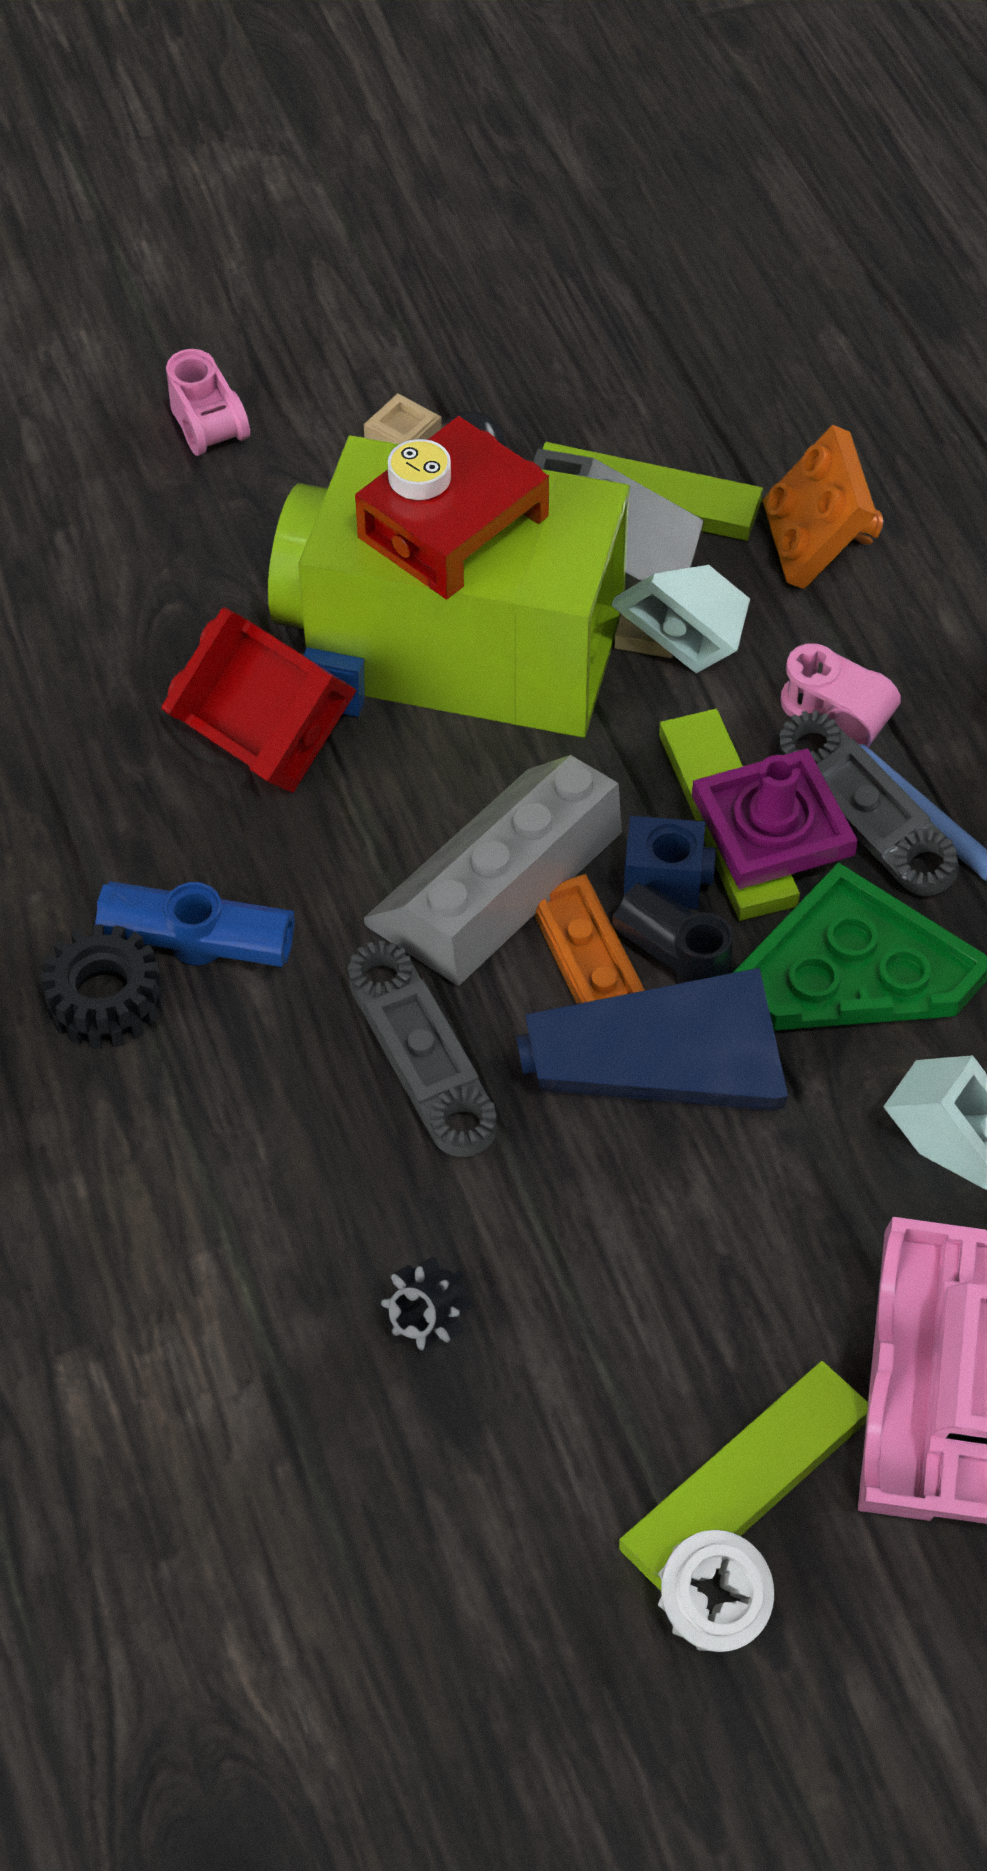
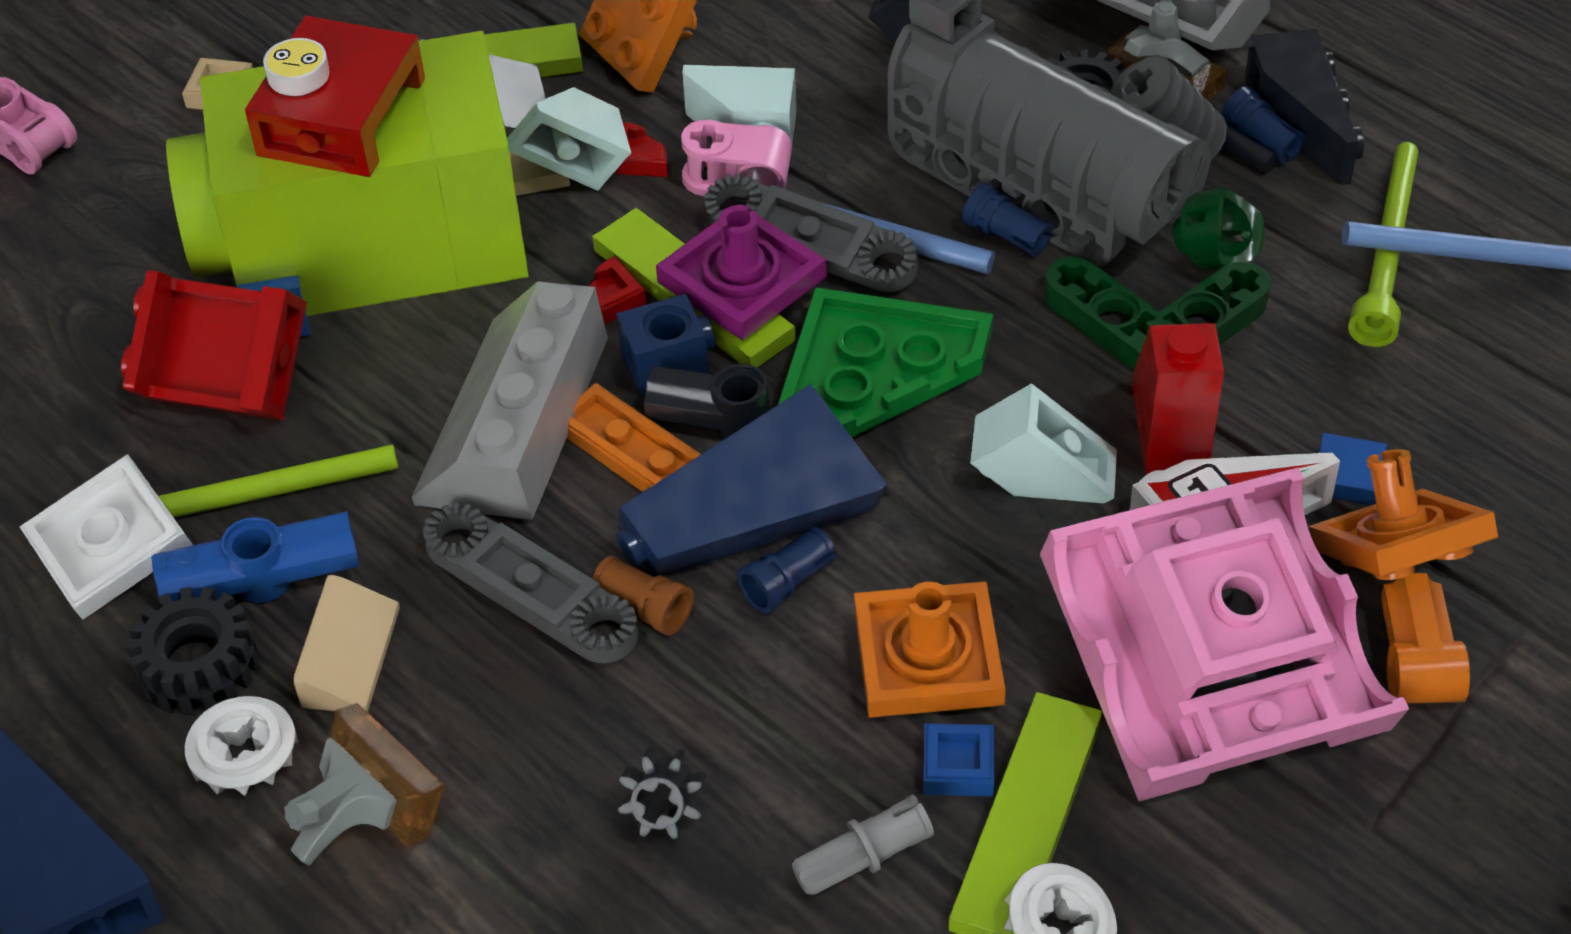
camera: 25 degrees left, 5 degrees down
(81, 842) = (103, 536): none -> white tile
(101, 1068) = (232, 724): none -> white gear
(179, 1179) = (364, 782): none -> piece
(231, 1039) = (344, 646): none -> tan slope
(250, 852) = (280, 481): none -> lime bar
(522, 1112) = (654, 599): none -> dark orange pin
(580, 1435) = (863, 846): none -> light grey axle
(650, 787) = (616, 289): none -> red tile
(657, 1136) = (776, 575): none -> dark blue pin
(716, 1392) = (958, 759): none -> blue tile
(745, 1273) = (928, 649): none -> orange plate
(756, 651) = (646, 154): none -> red tile
(879, 635) = (741, 95): none -> light aqua slope

